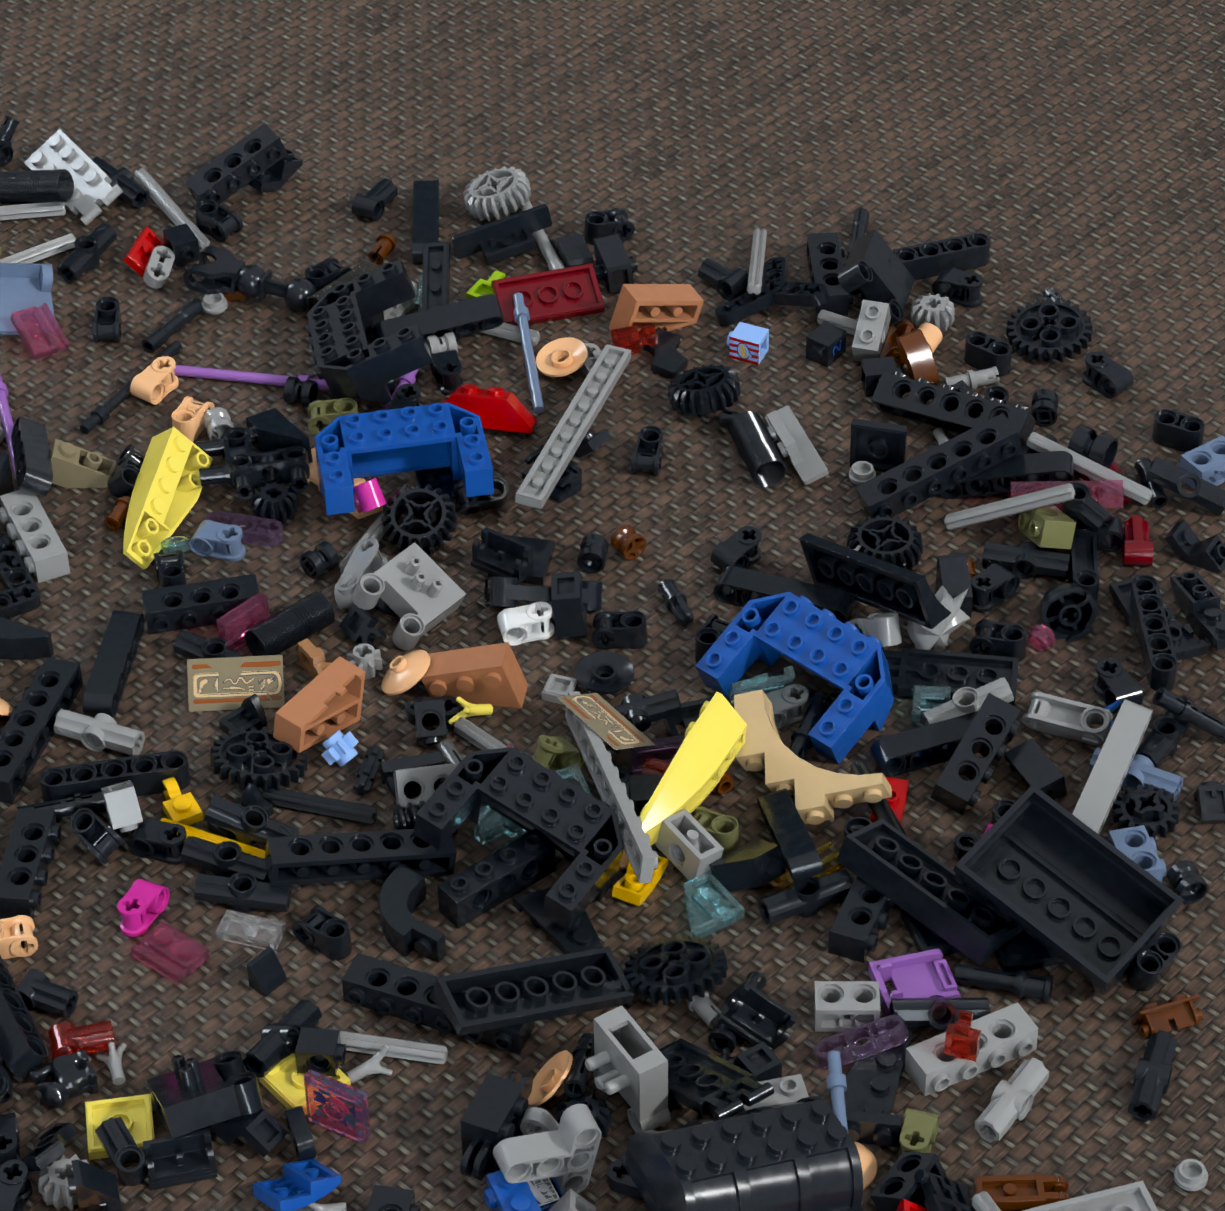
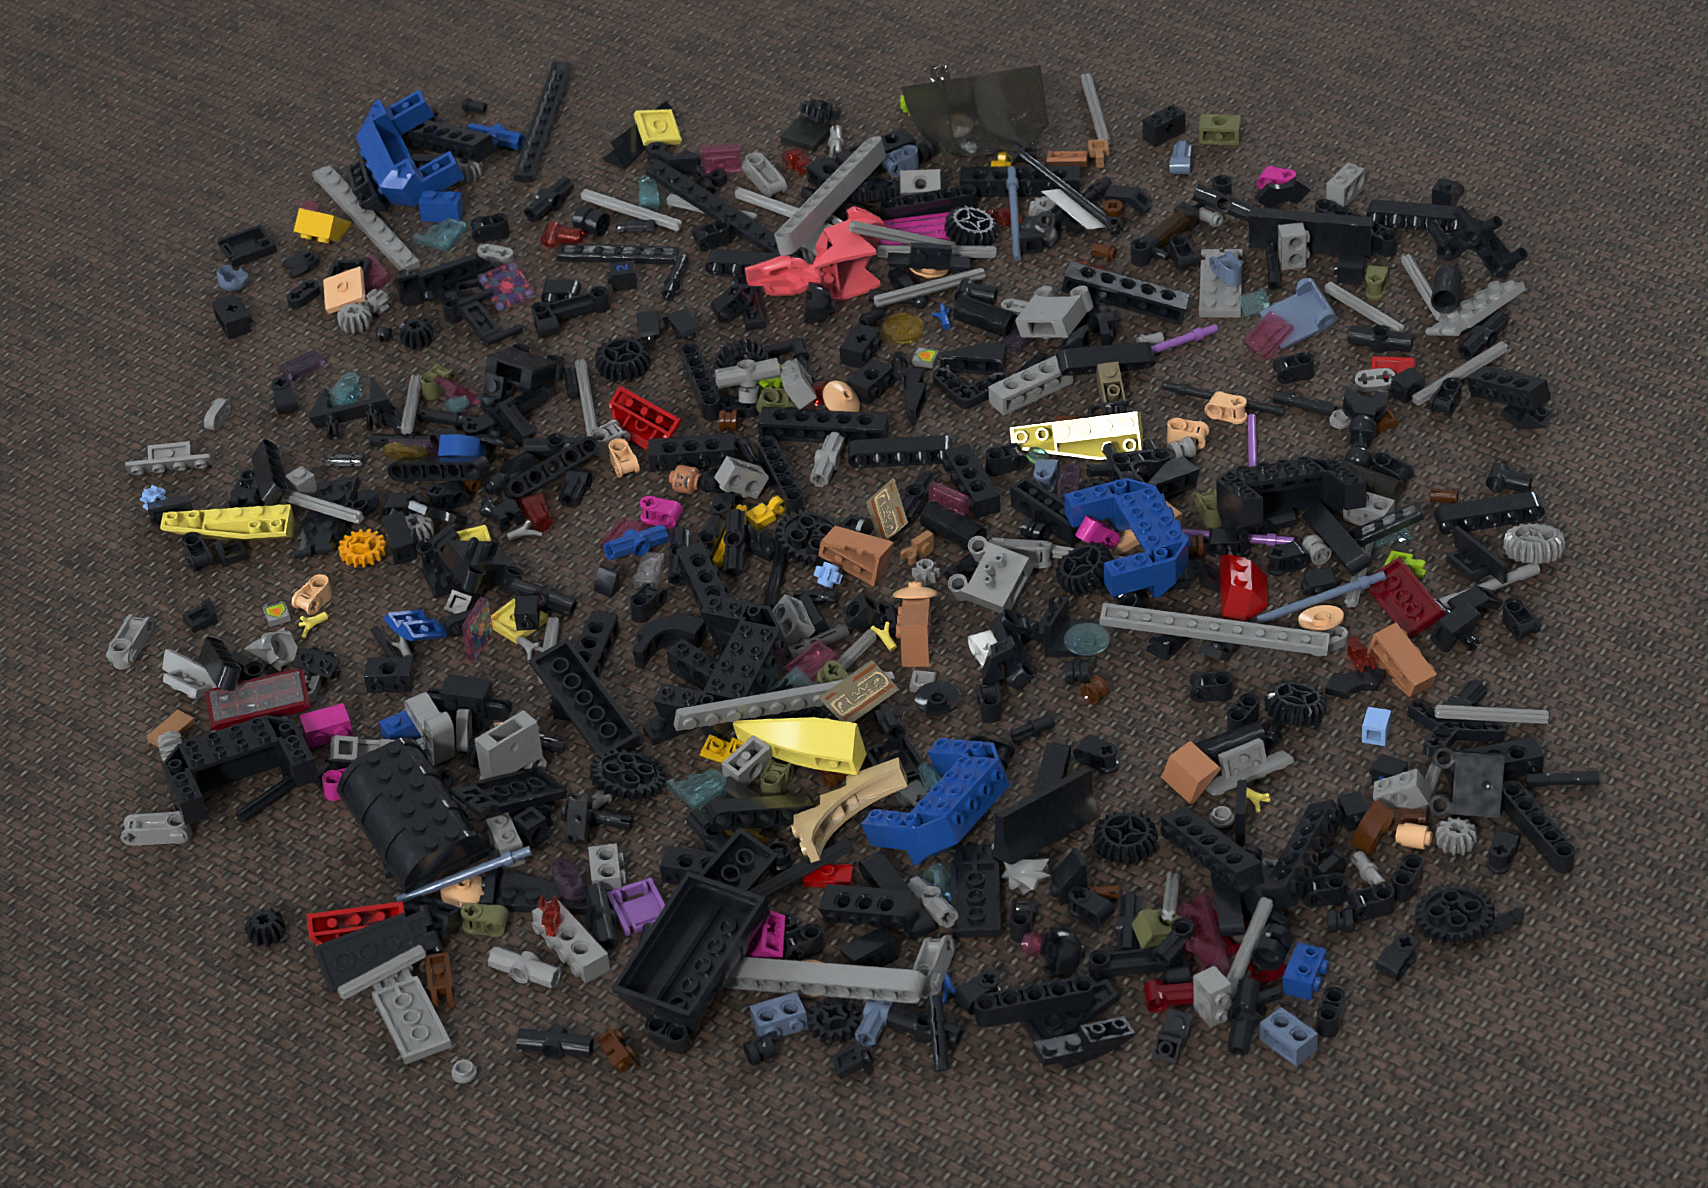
camera: 85 degrees right, 0 degrees up
(86, 871) = (685, 479): none -> nougat head
(208, 927) = (636, 542): none -> blue piece
(285, 542) = (1044, 506): none -> black brick
(504, 352) = (1318, 582): none -> black brick
(549, 530) = (1086, 639): none -> clear light blue dish
(704, 435) = (1243, 711): none -> black beam
(796, 480) = (1189, 771): none -> nougat slope
(835, 445) = (1256, 798): none -> light yellow bar
(1020, 380) = (1373, 902): none -> black piece
(1131, 439) = (1305, 971): none -> blue brick
(1160, 500) = (1212, 996): none -> light grey brick

